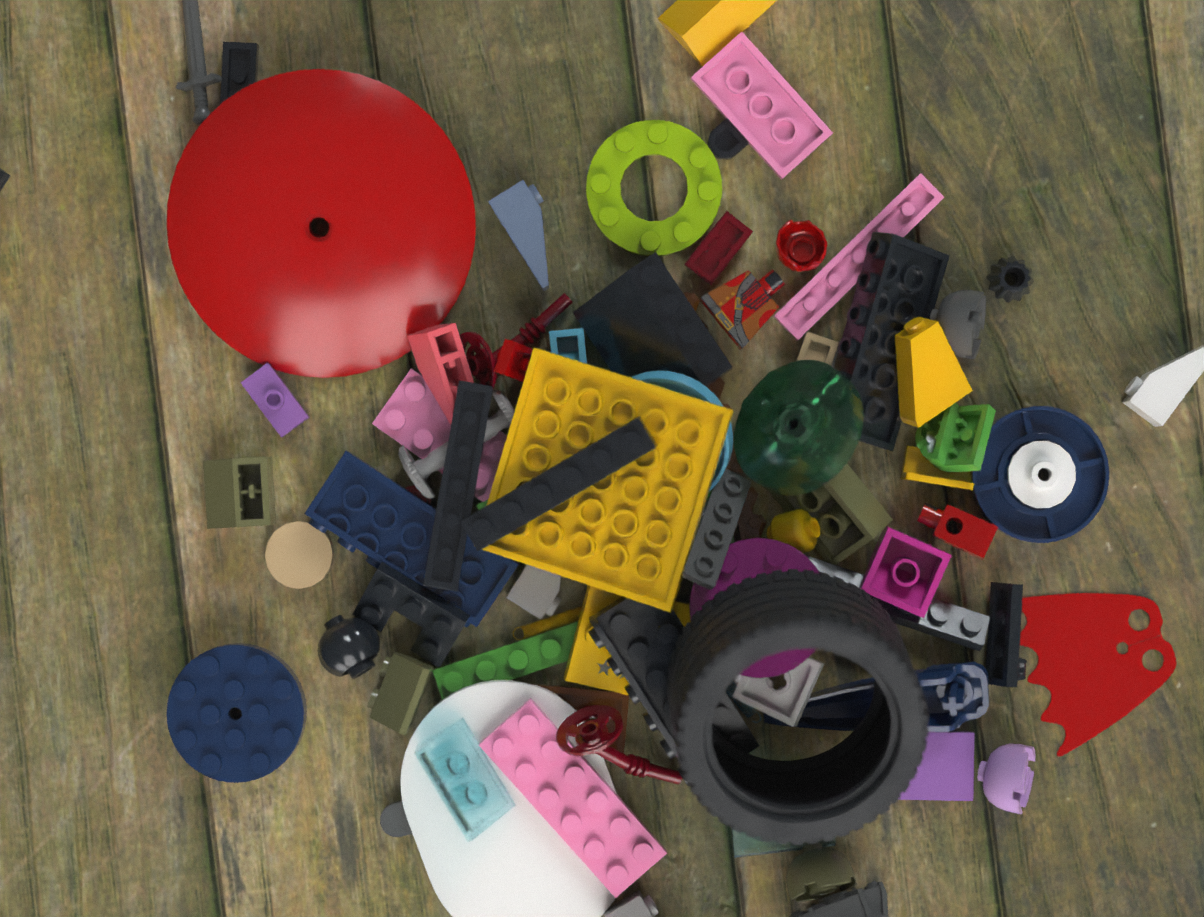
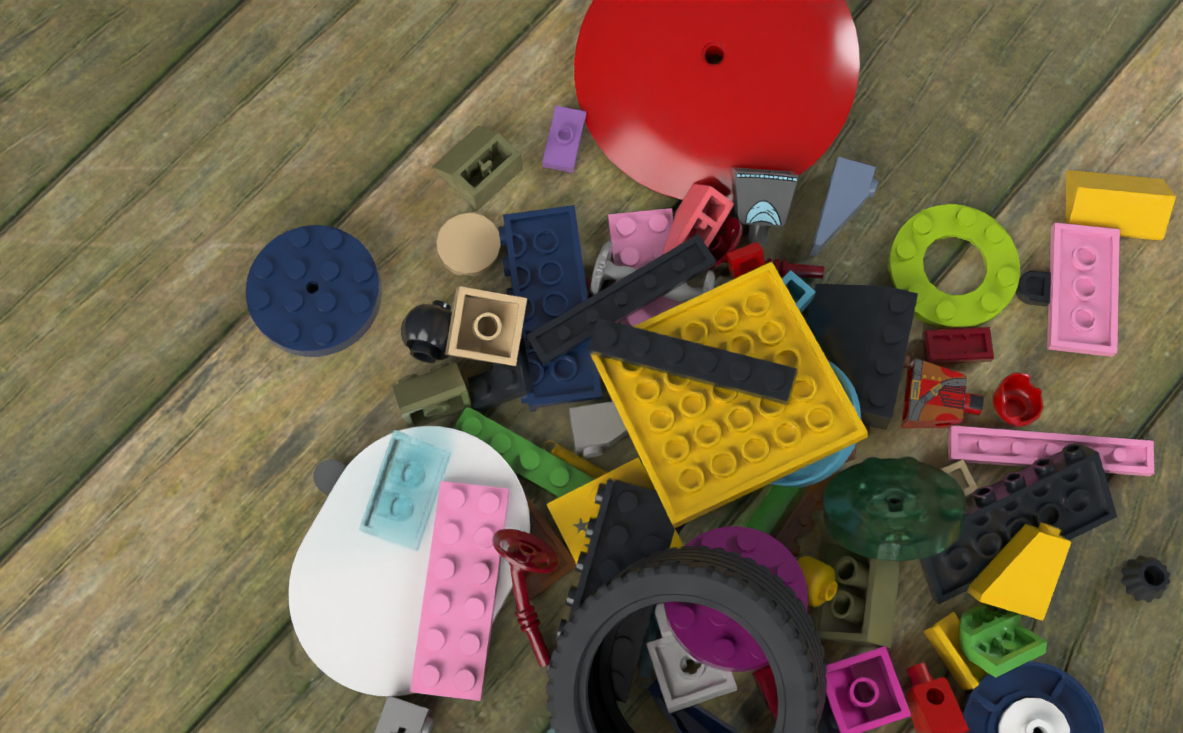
camera: 40 degrees right, 15 degrees down
(389, 611) = (486, 326): none -> tan slope
(469, 293) = (762, 199): none -> dark grey torso
(716, 529) = (762, 511): dark grey bracket -> none
(961, 319) = (1085, 567): dark grey cylinder -> none

